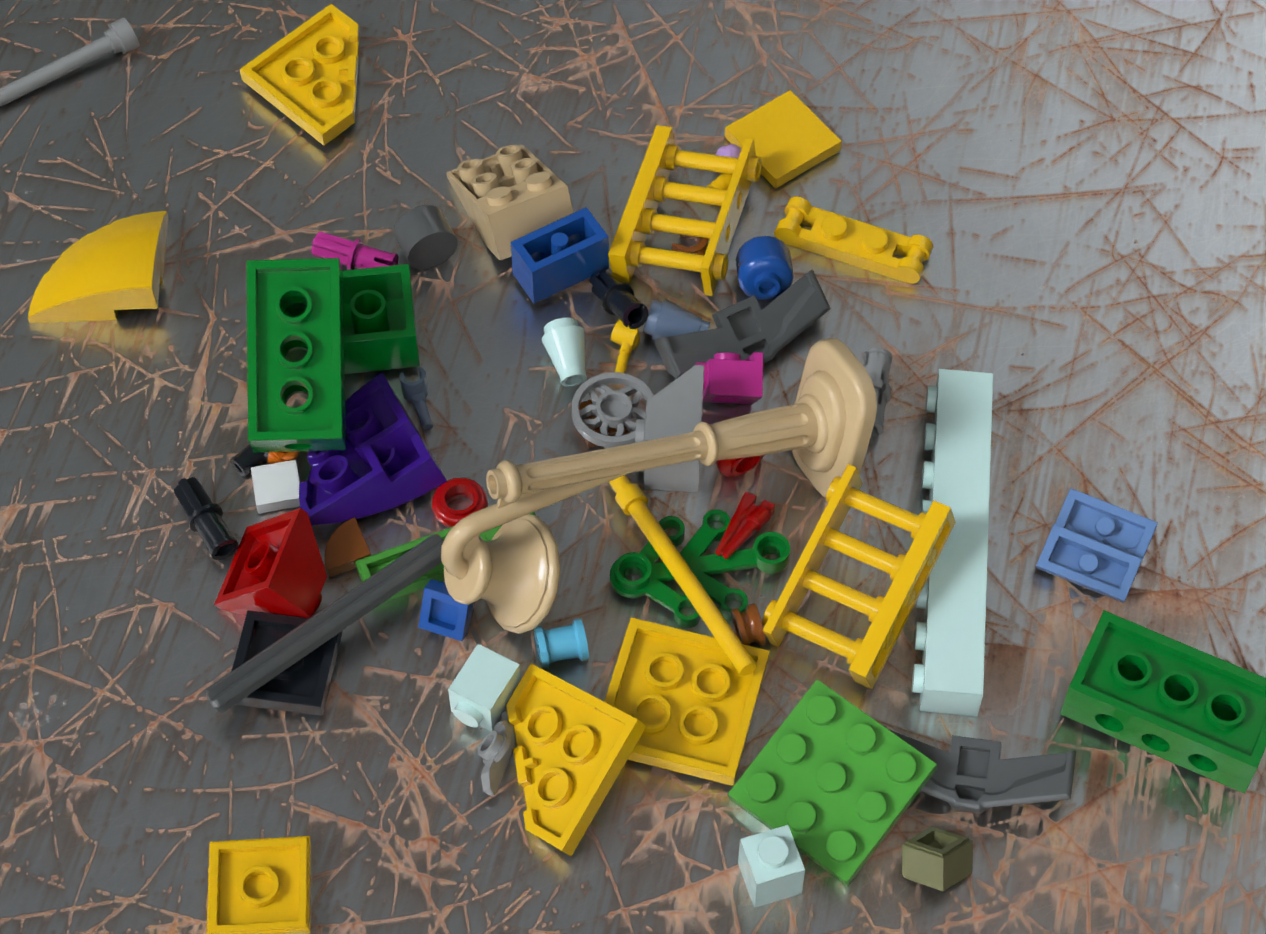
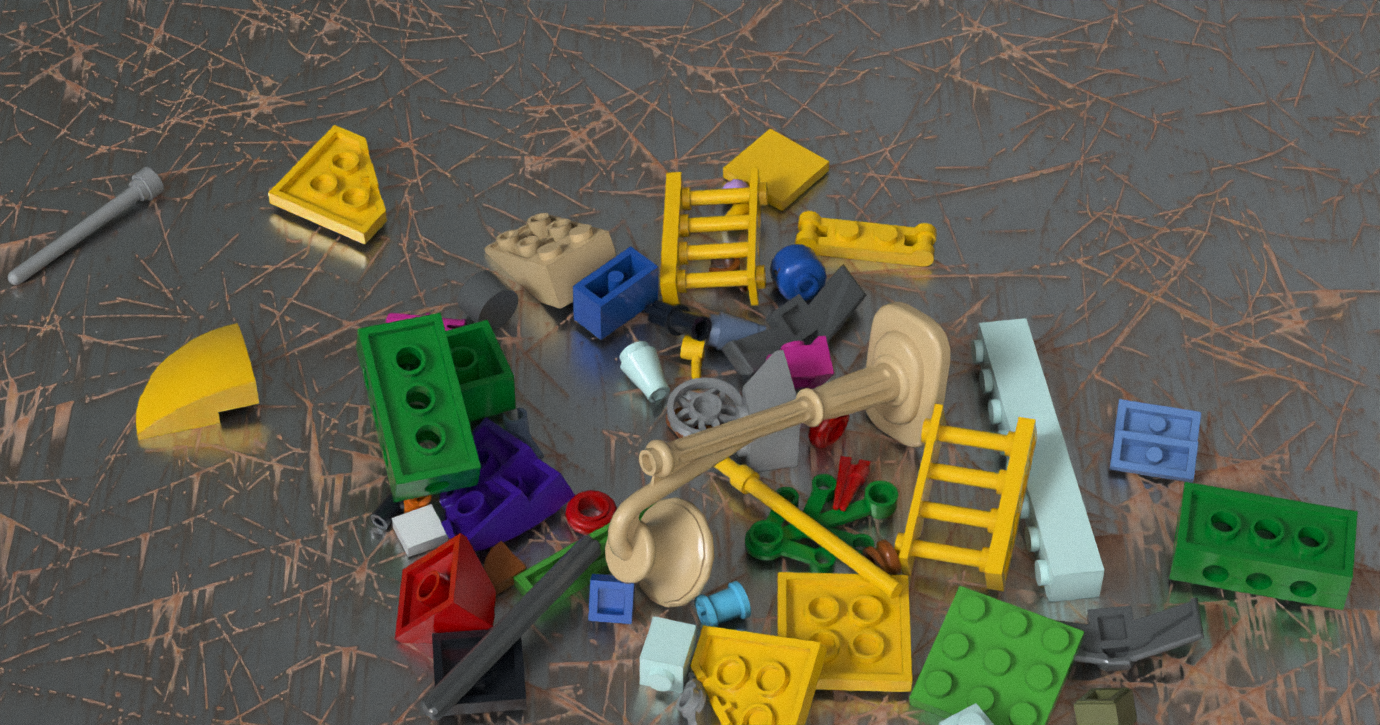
camera: 15 degrees left, 10 degrees down
(205, 518) = (364, 568): black axle -> none

